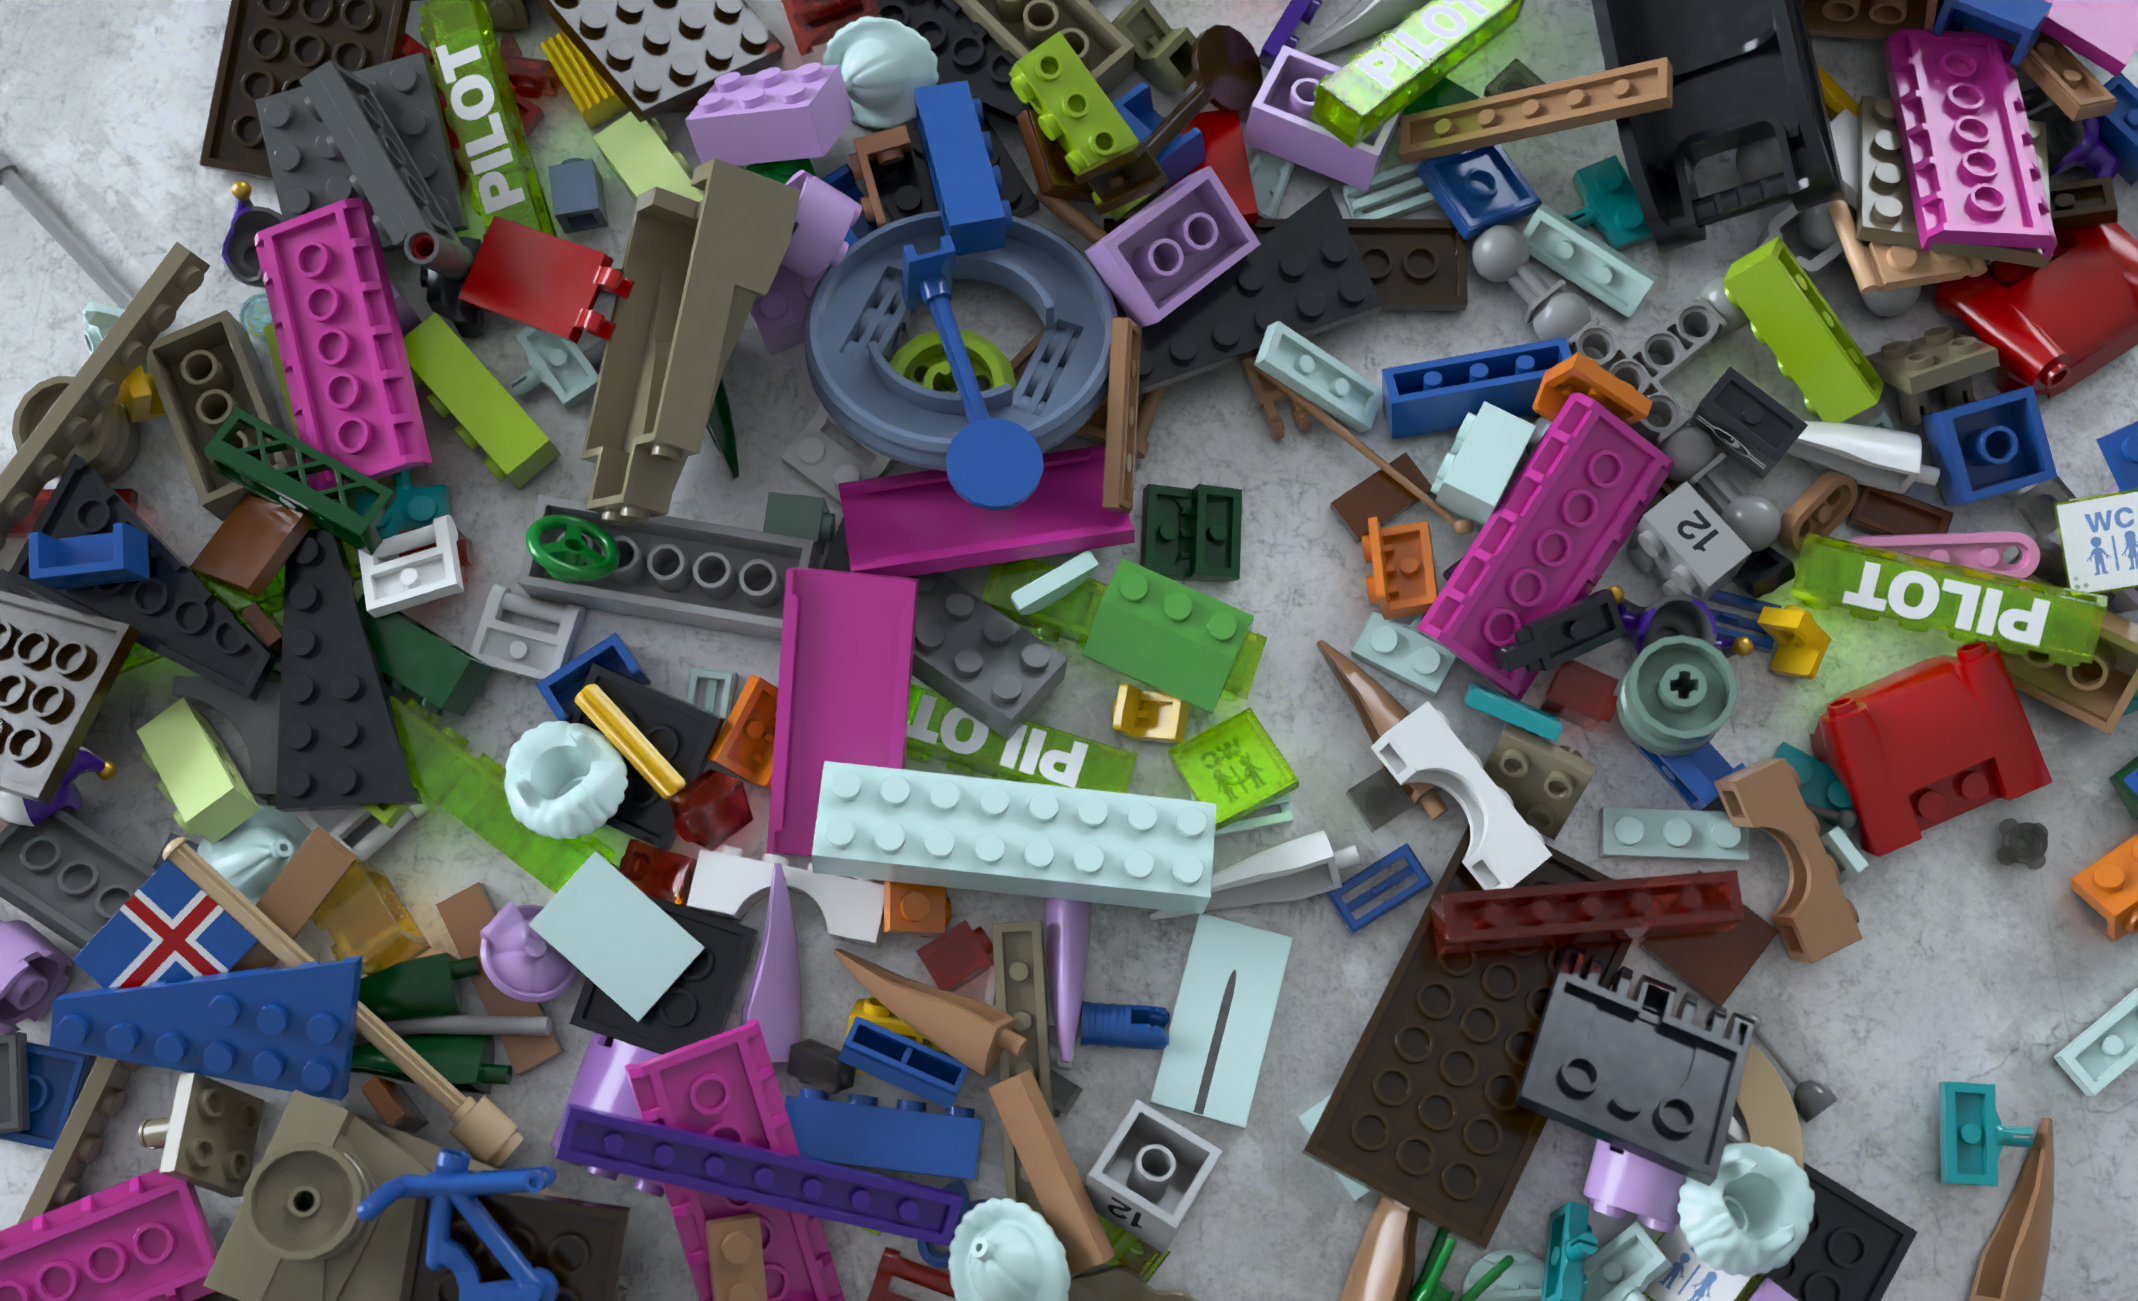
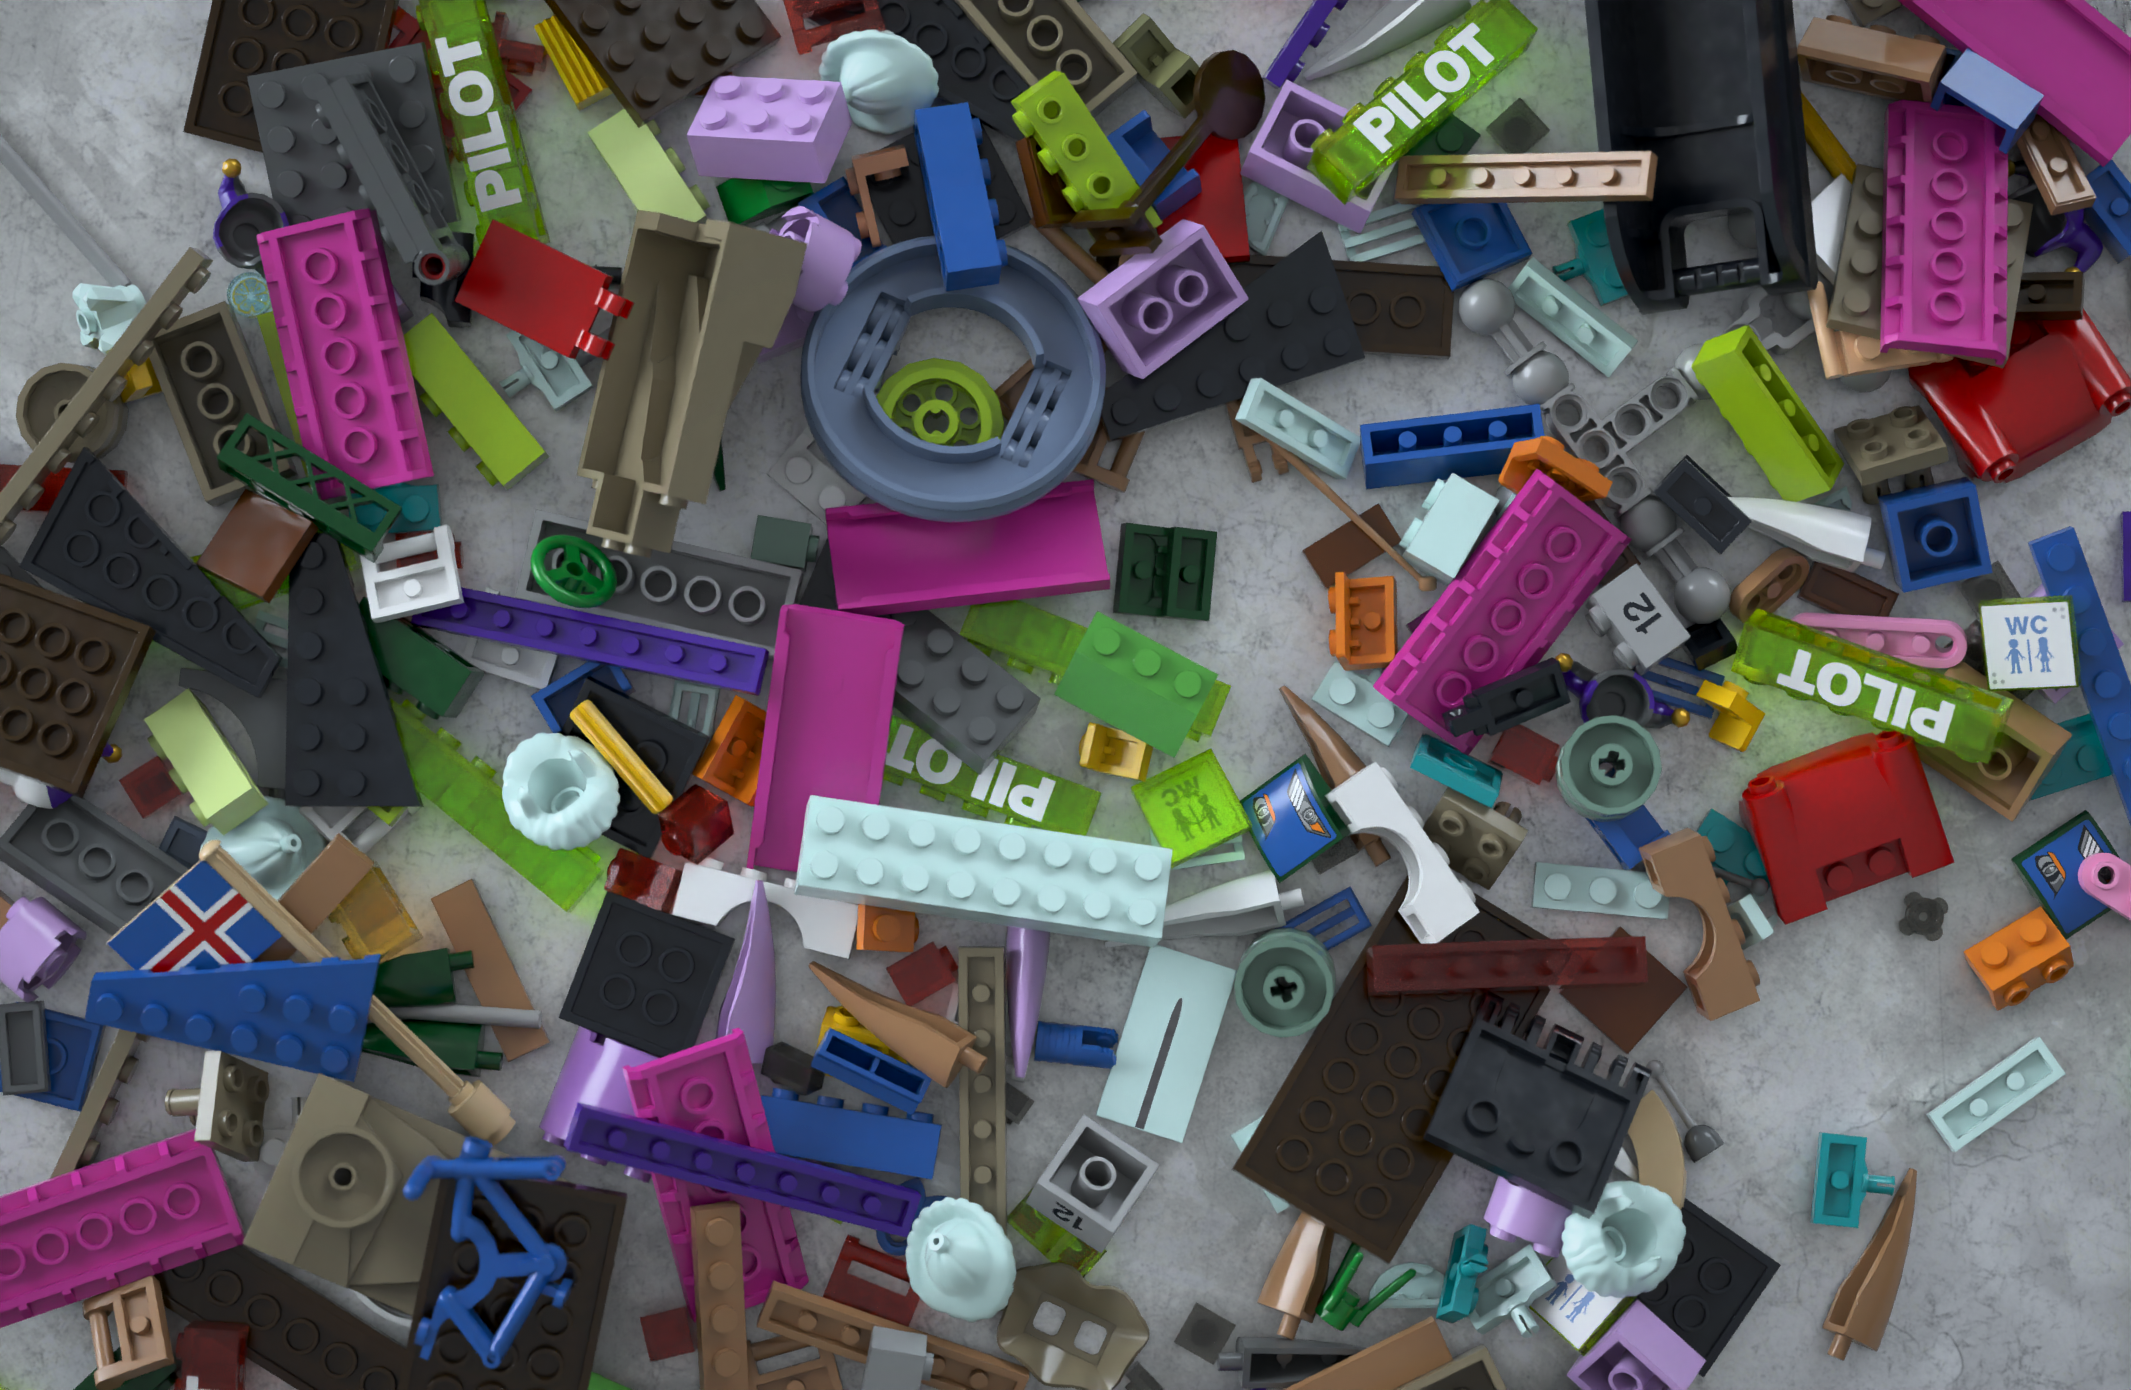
camera: 10 degrees left, 10 degrees up
(89, 558) = (107, 556): blue panel -> none
(142, 802) = (150, 787): none -> clear red tile
(265, 626) = (269, 625): reddish brown tile -> none
(393, 1104) = (398, 1086): reddish brown tile -> none
(520, 959) = (524, 950): lavender piece -> none
(578, 195) = (569, 187): sand blue brick -> none
(606, 620) = (602, 640): none -> dark purple plate
(617, 936) = (606, 940): light aqua tile -> none
(991, 459) = (980, 519): blue piece -> none
(1051, 1171) = (1002, 1175): medium nougat tile -> none
(1054, 584) = (1031, 628): light aqua tile -> none
(1122, 416) = (1104, 468): medium nougat tile -> none
(1343, 771) = (1293, 818): none -> slope
(1350, 974) = (1278, 1008): none -> sand green wheel

